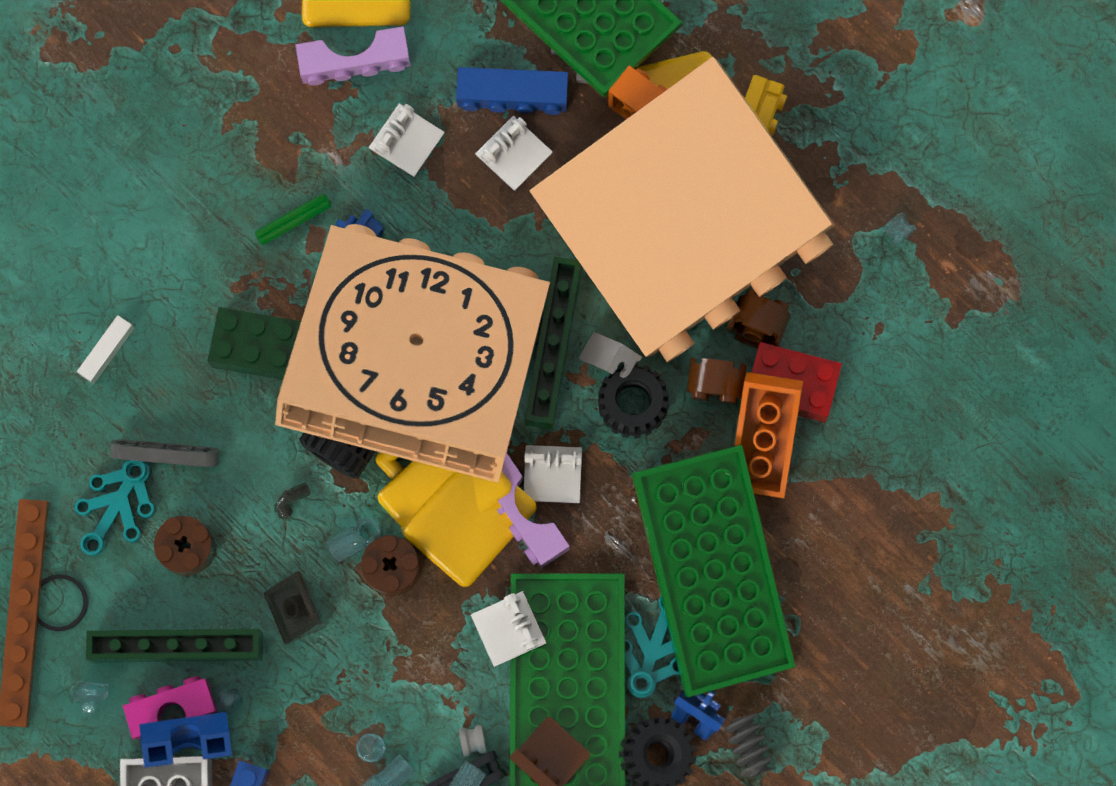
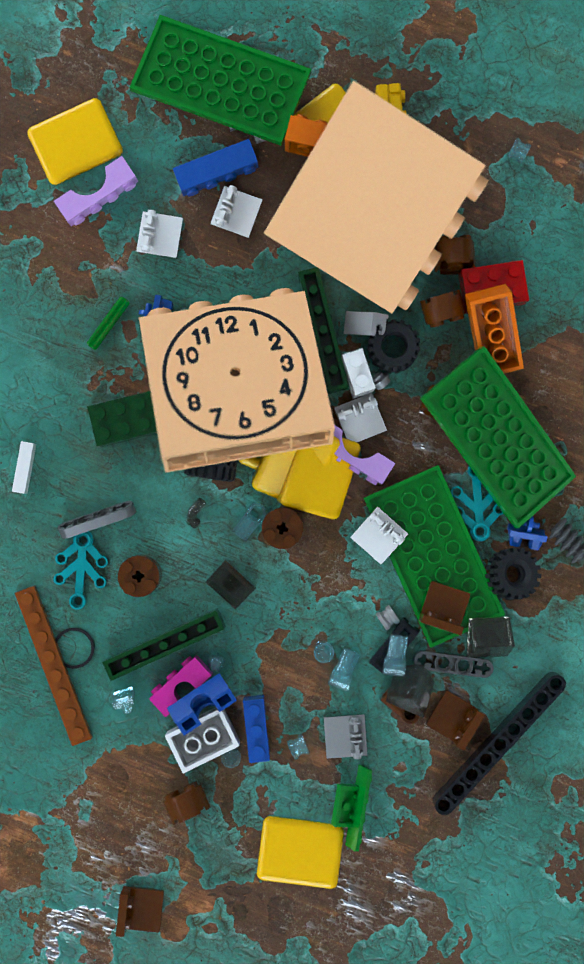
camera: 25 degrees left, 10 degrees up
(570, 413) = (357, 373): none -> white brick
(599, 436) = (381, 380): none -> light grey plate

